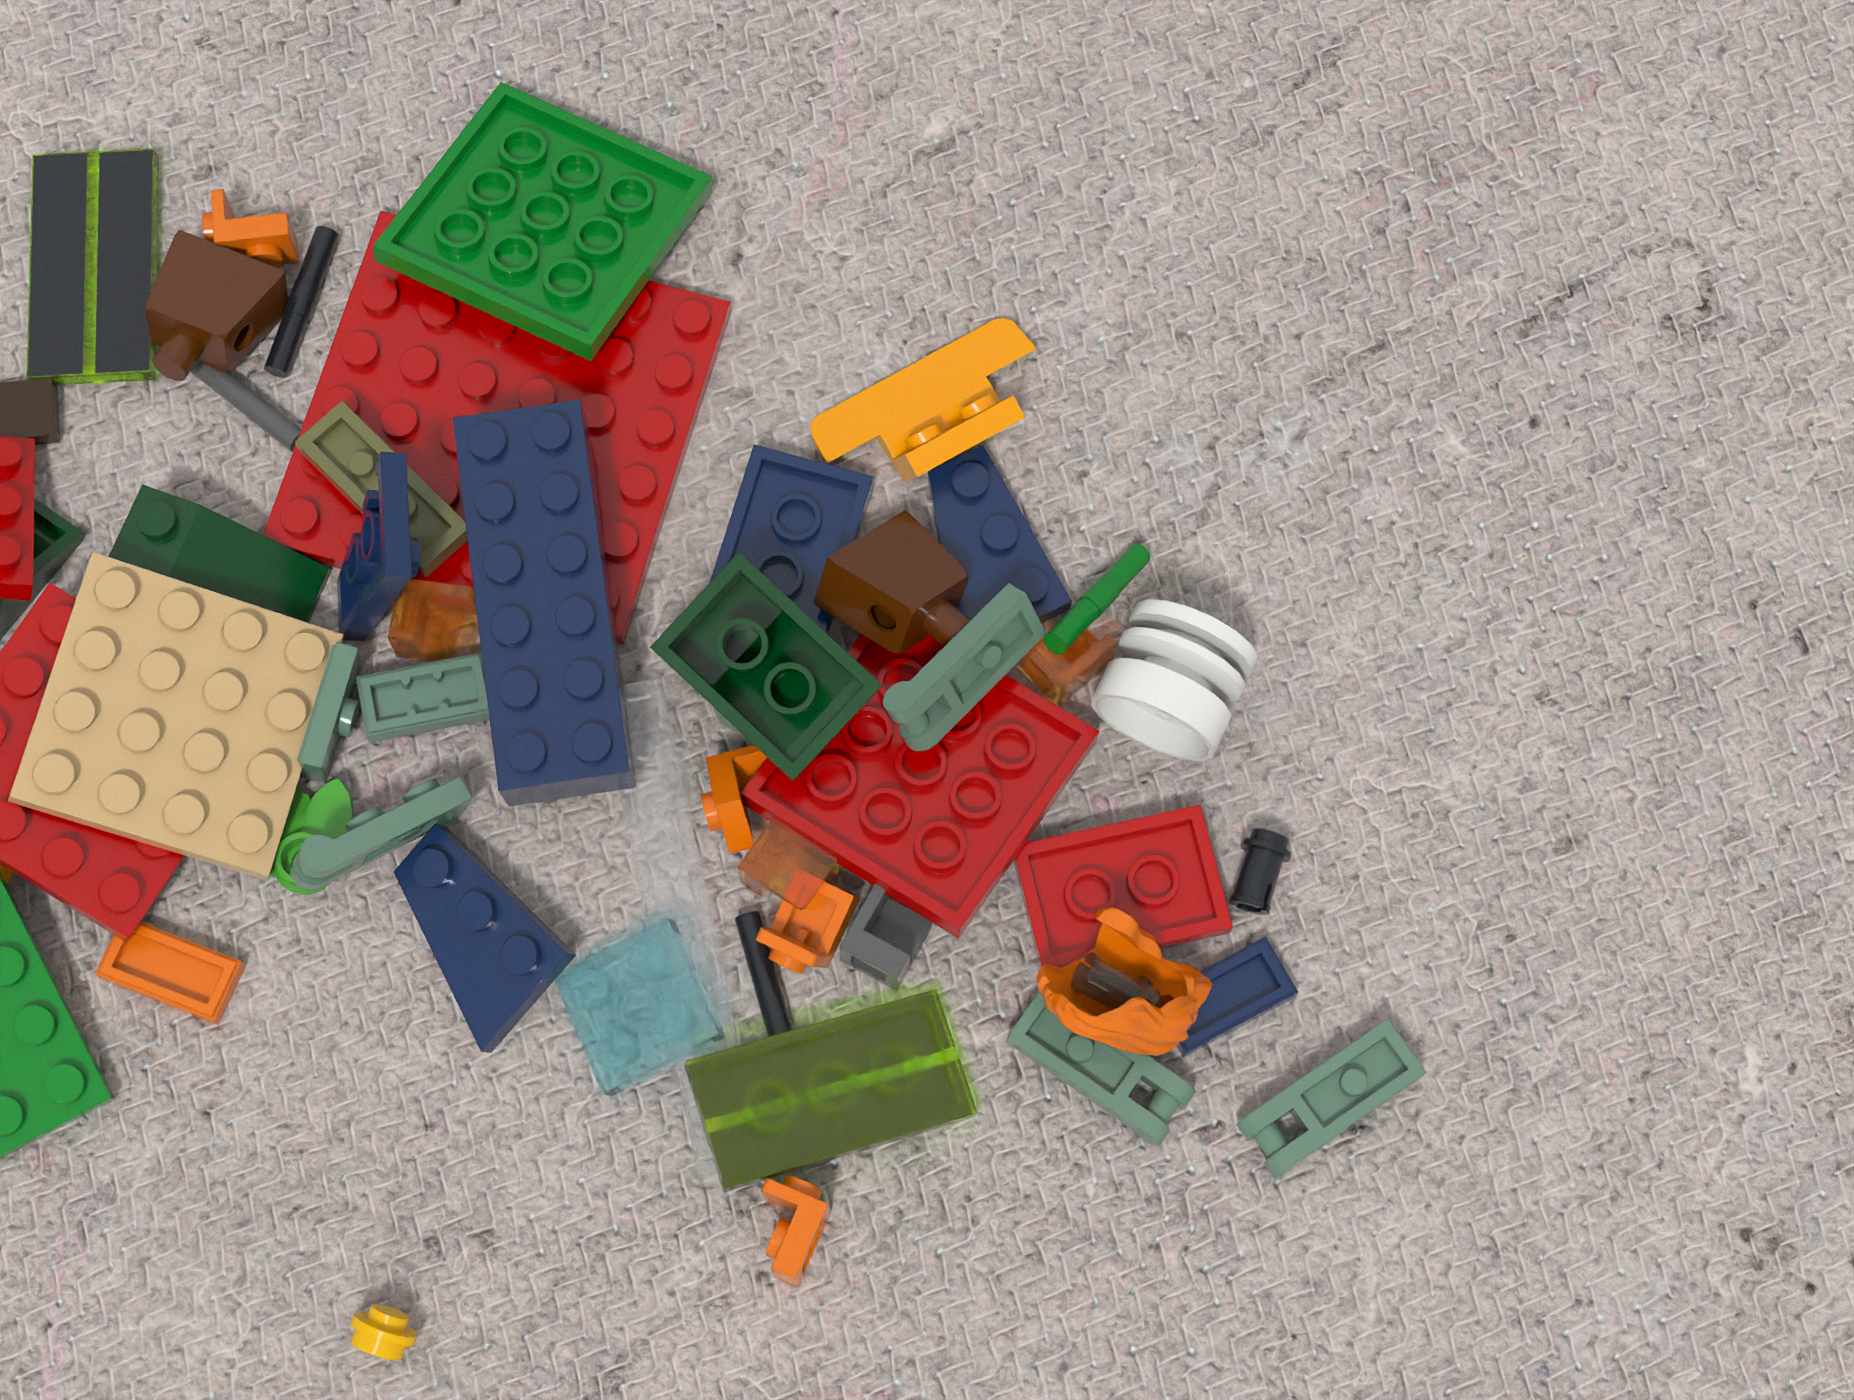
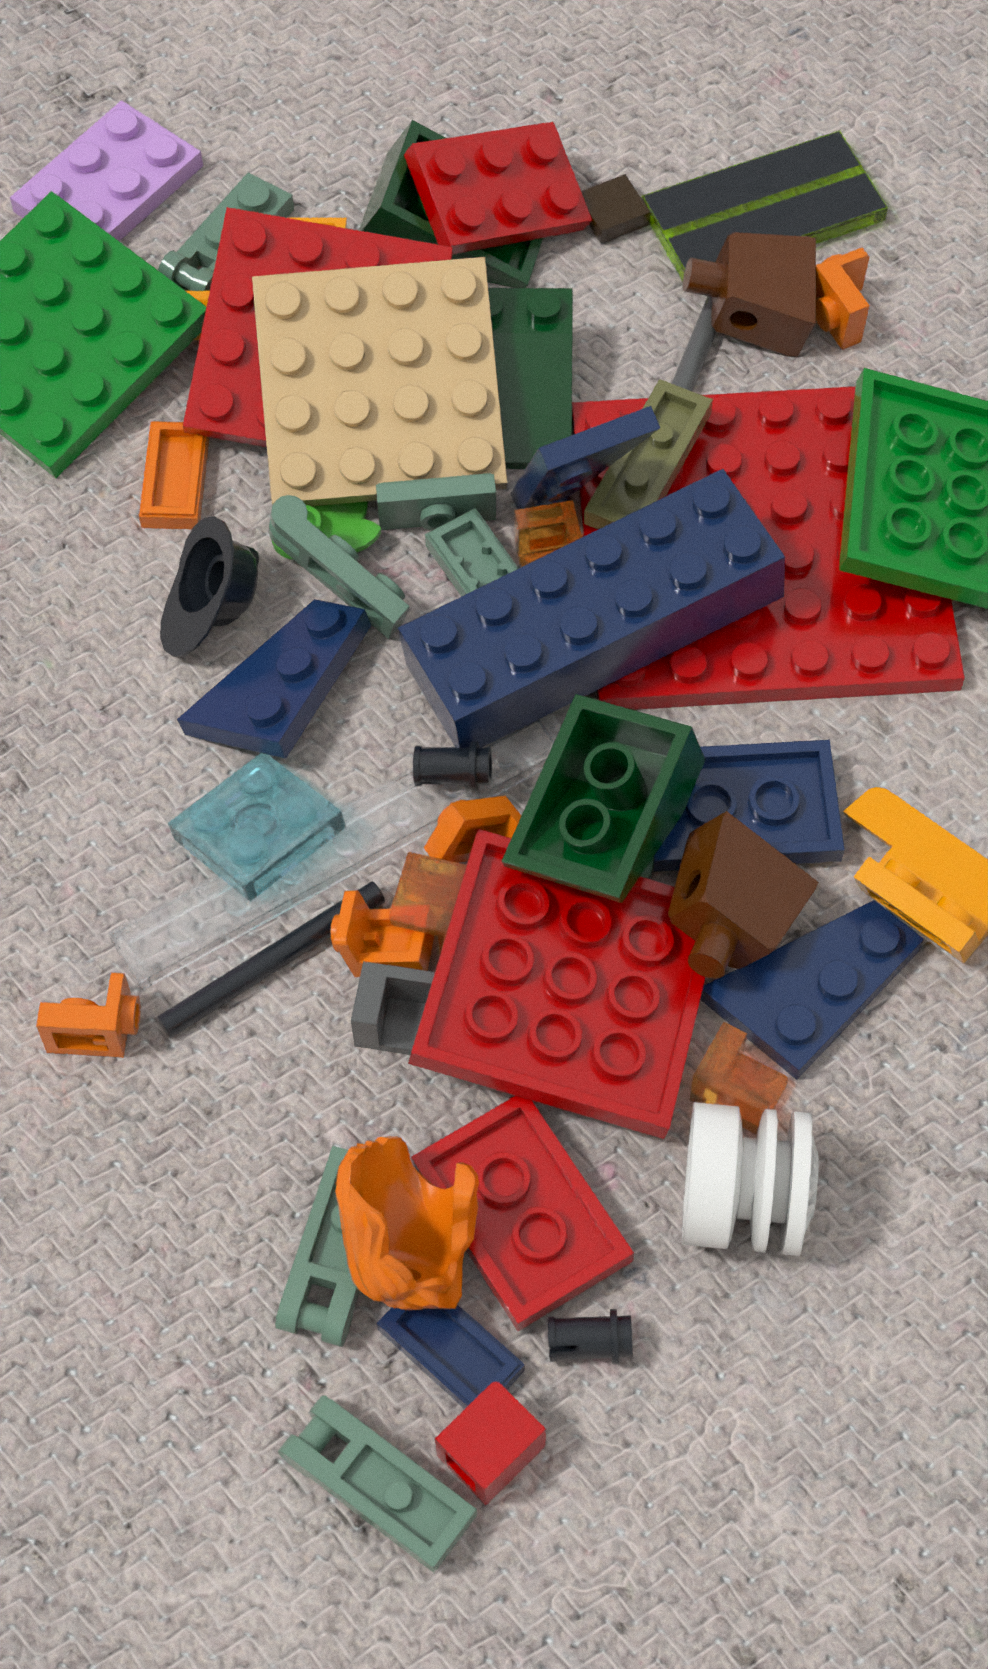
camera: 75 degrees right, 10 degrees down
(301, 301) = (804, 360): black piece -> none
(342, 977) = (210, 588): none -> black piece
(653, 795) = (452, 766): none -> black pin
(829, 1089) = (233, 1010): clear neon green tile -> none
(964, 669) = (671, 972): sand green plate -> none
(1097, 599) = (806, 1086): green piece -> none
(1110, 984) = (405, 1216): clear smoke pin -> none
(1333, 987) = (490, 1442): none -> red panel

